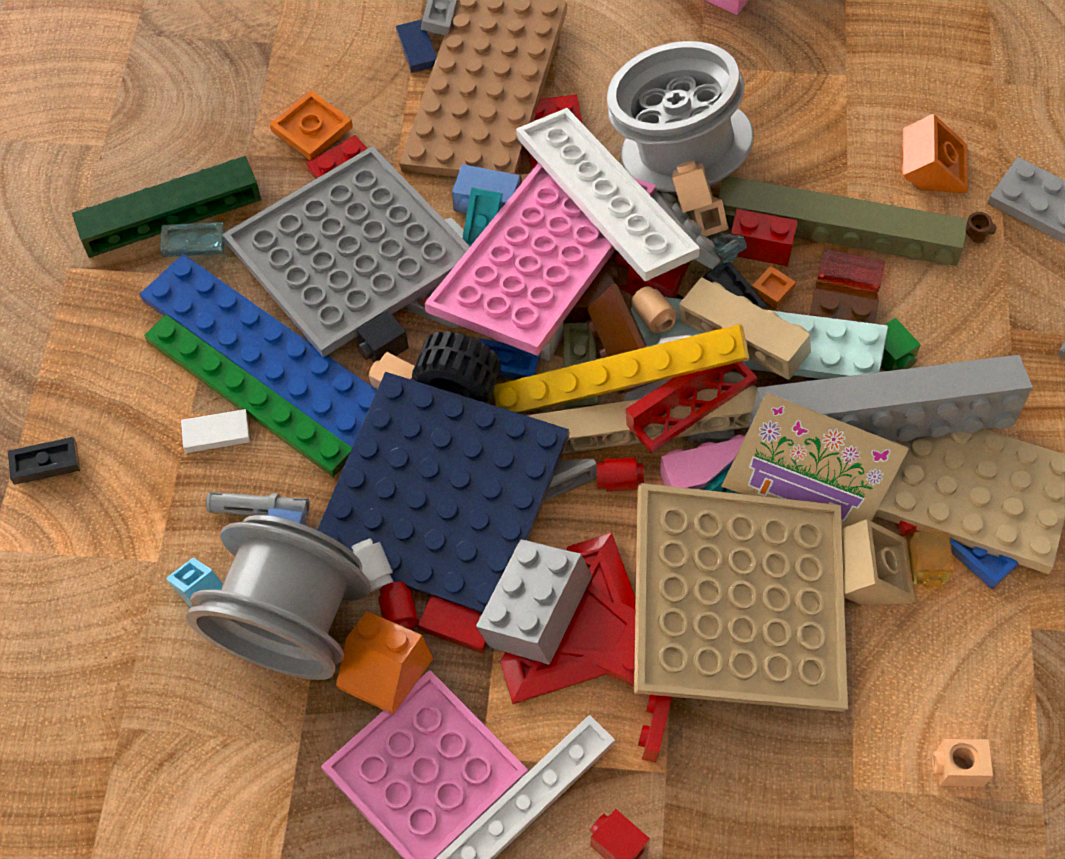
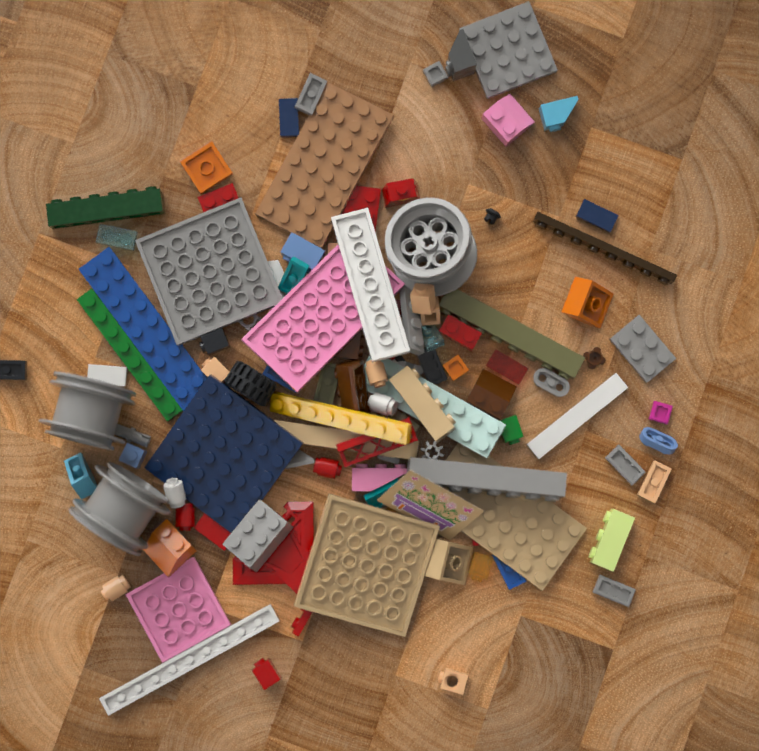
camera: 10 degrees right, 25 degrees up
(190, 457) = (87, 410): none -> light grey wheel
(300, 762) = (115, 588): none -> light nougat brick
(596, 83) = (400, 192): none -> red torso
(752, 90) = (492, 215): none -> black piece
(899, 59) = (597, 216): none -> dark blue tile
(927, 271) = (551, 381): none -> light grey plate
(930, 89) = (611, 252): none -> dark brown plate
(990, 304) = (577, 416): none -> white tile

